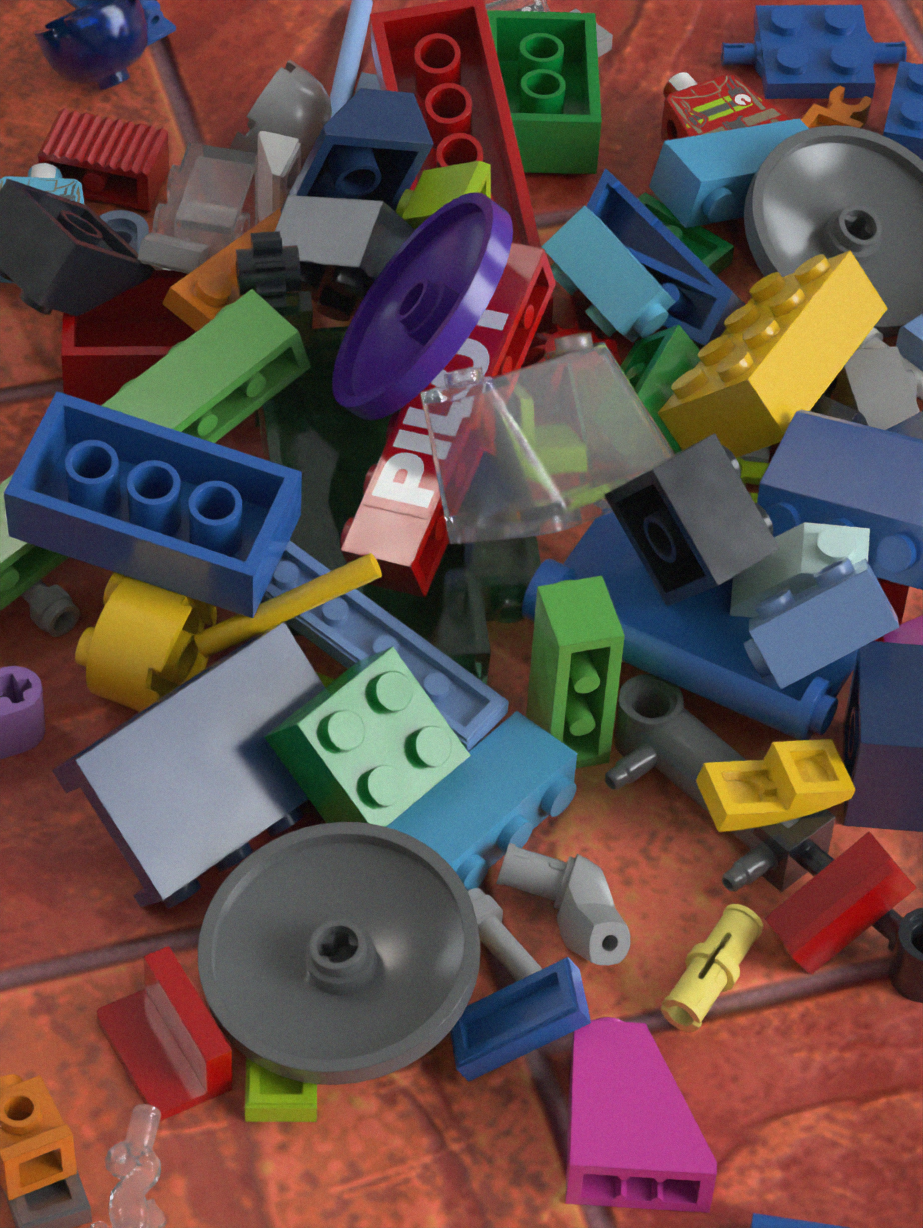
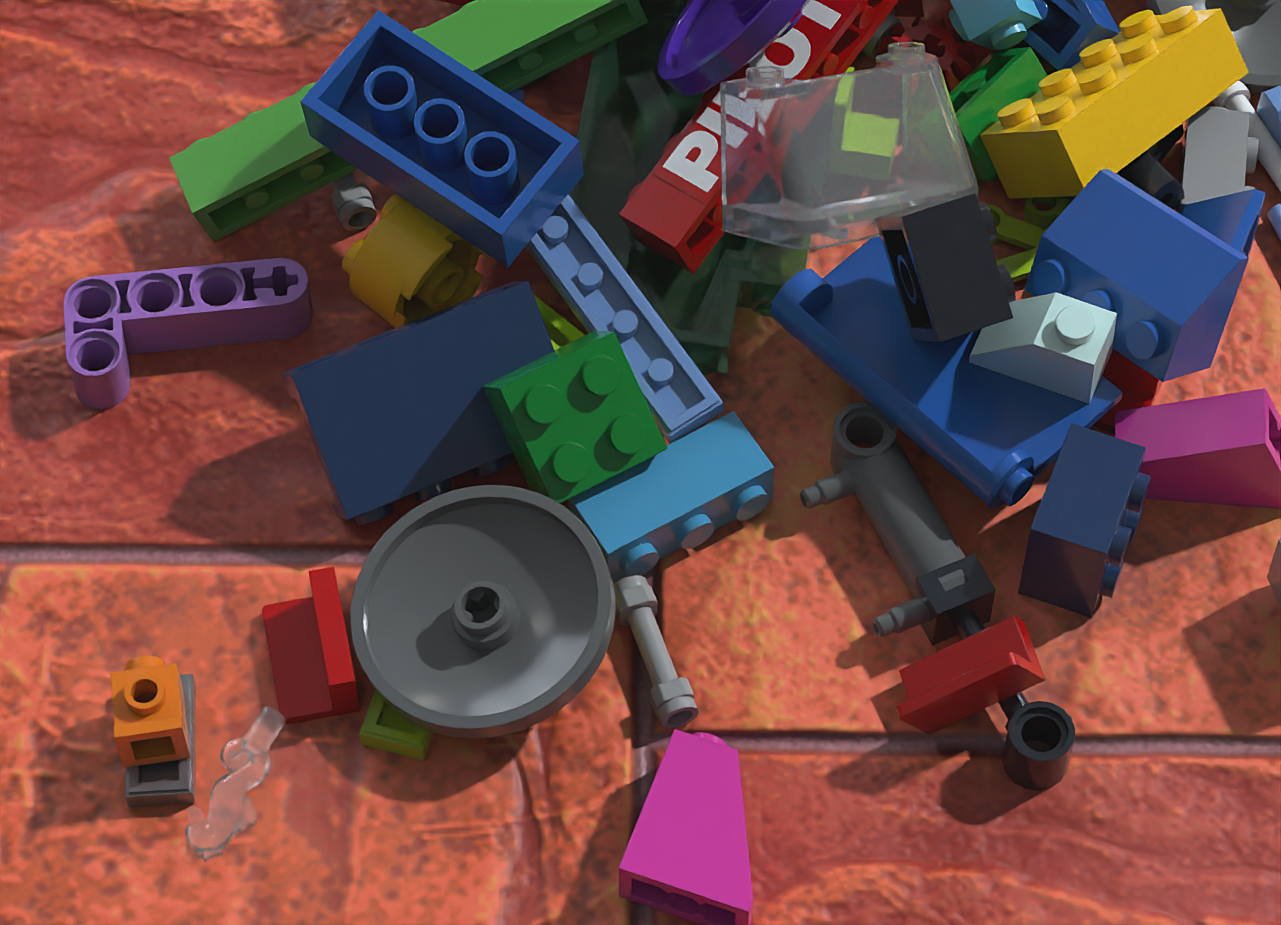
camera: 20 degrees right, 10 degrees up
(288, 605) = (546, 262): yellow bar -> none
(519, 1019) = (628, 714): blue tile -> none
(576, 667) = (793, 387): bright green brick -> none
(581, 895) = (733, 607): light grey arm -> none
(712, 967) = (832, 706): light yellow pin -> none
(786, 785) = (952, 549): yellow slope -> none
(820, 624) = (1035, 399): medium blue brick -> none

